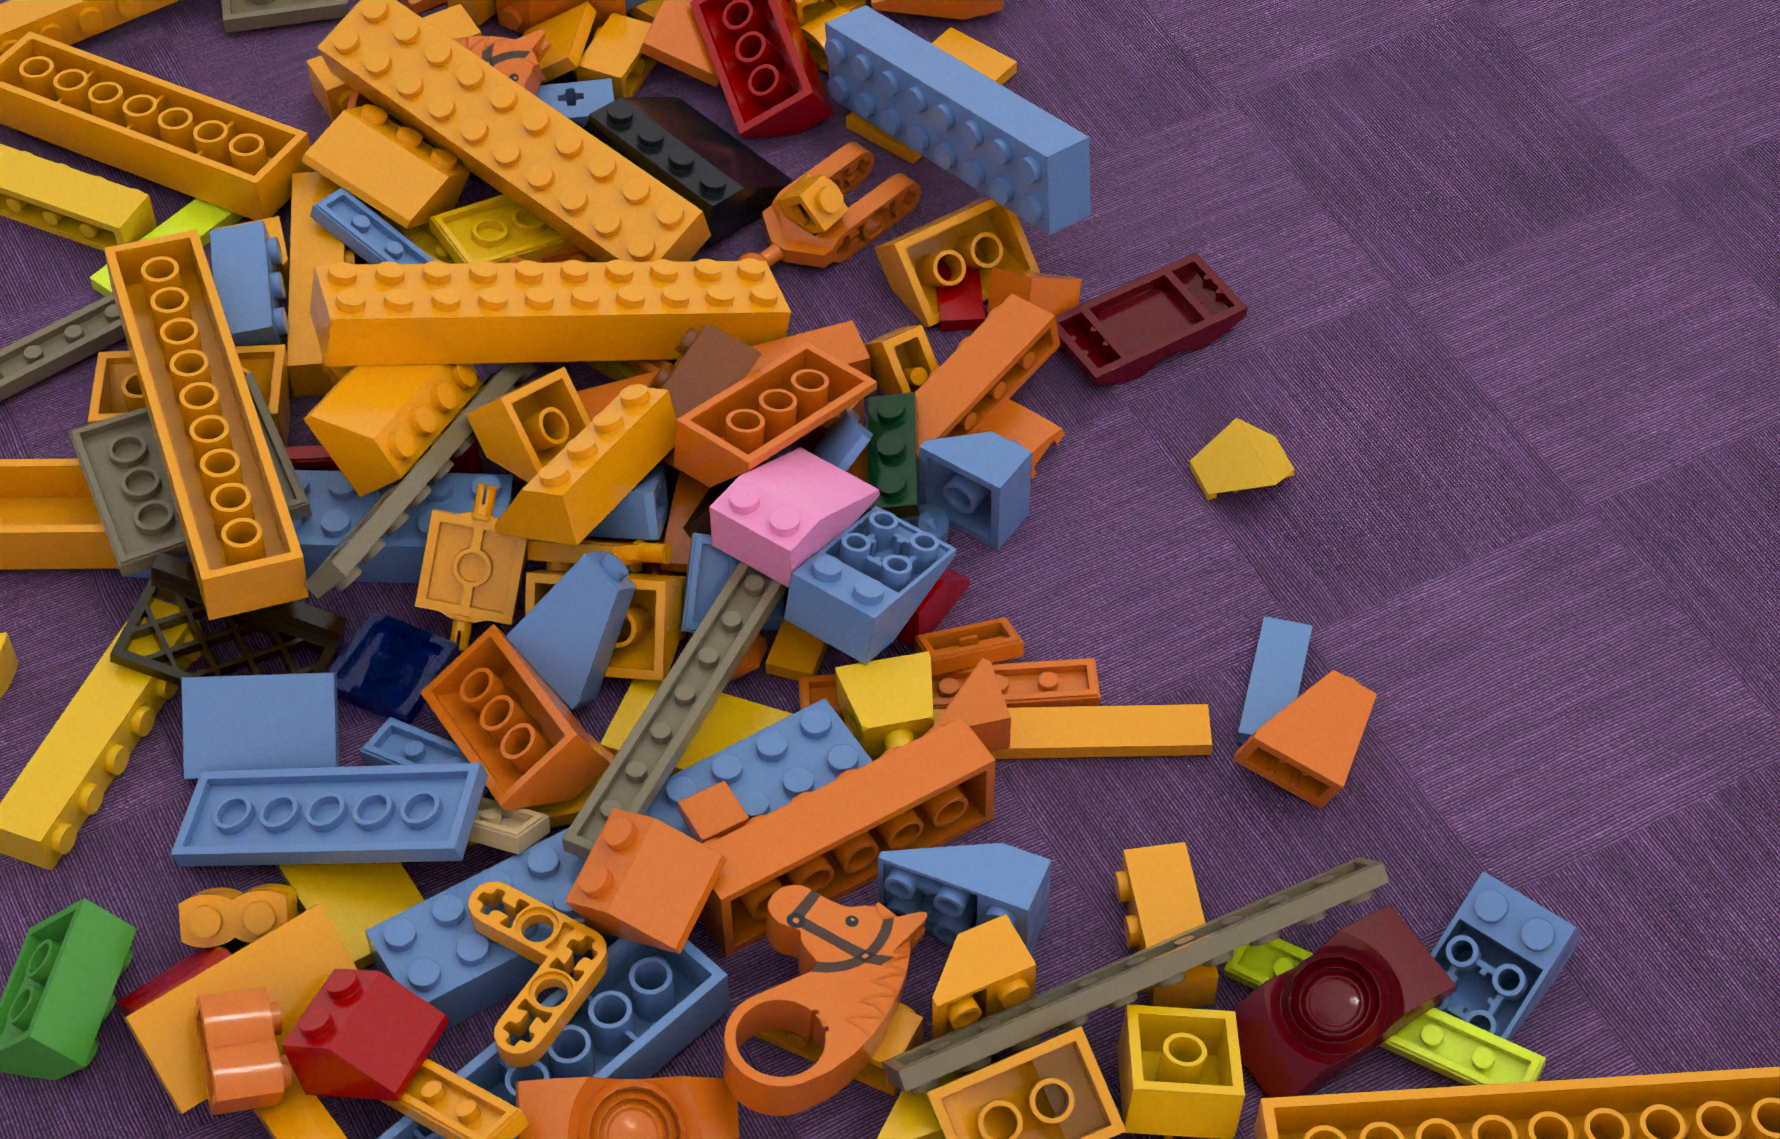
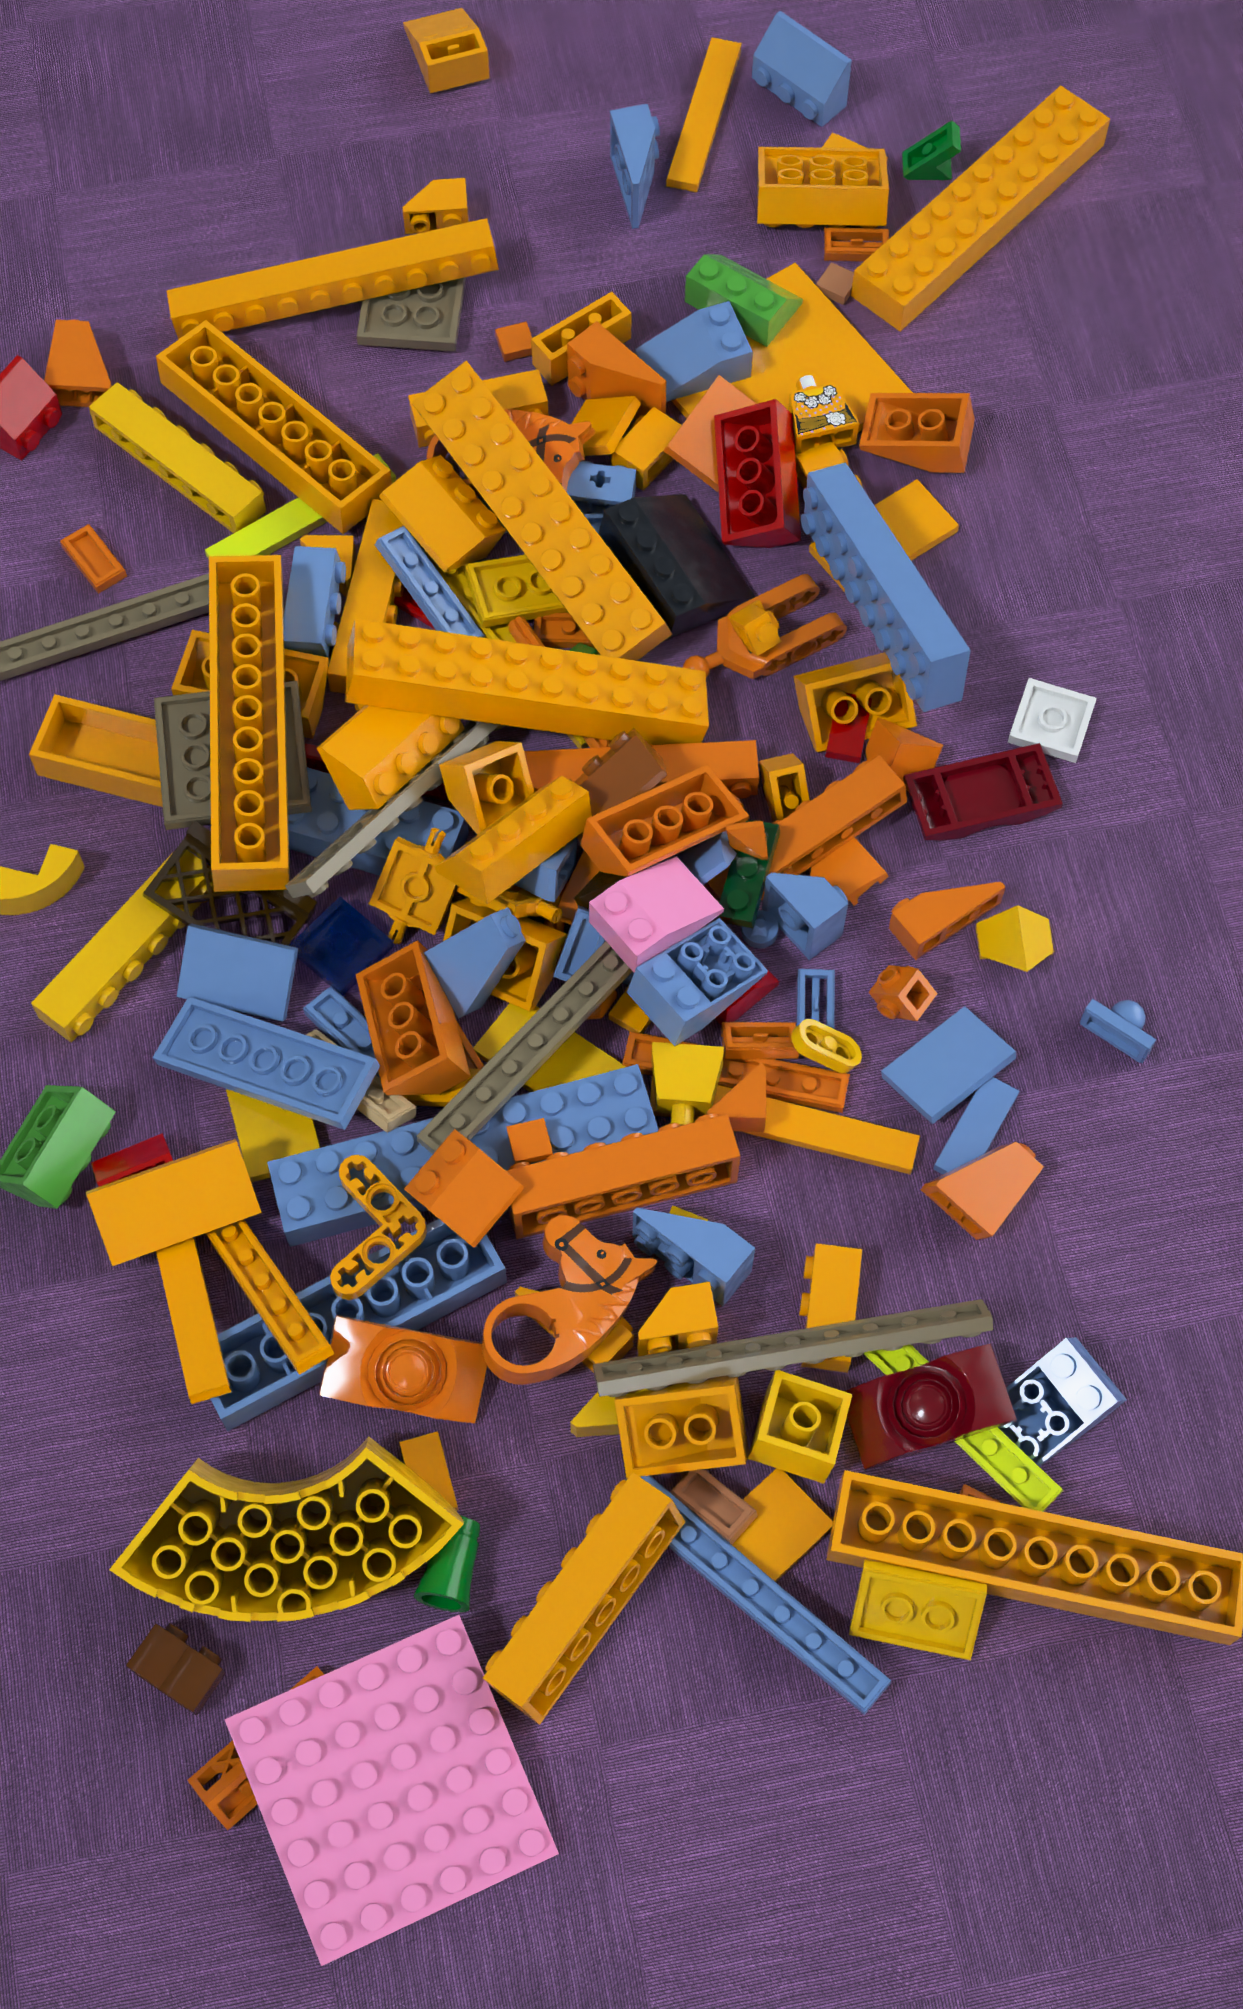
camera: 15 degrees right, 15 degrees up
(227, 913) = (179, 1118): light orange brick -> none
(241, 1050) = (158, 1237): orange brick -> none
(362, 1037) = (243, 1250): red slope -> none
(884, 407) = (748, 838): none -> orange slope
(1031, 623) = (816, 974): none -> medium blue tile
(1054, 629) = (826, 1046): none -> yellow plate
(1129, 548) = (902, 993): none -> orange brick
(1142, 458) = (937, 915): none -> orange slope
(1203, 225) = (1052, 718): none -> white plate
(1214, 617) = (948, 1064): none -> medium blue tile
(1407, 527) = (1120, 1027): none -> medium blue tile

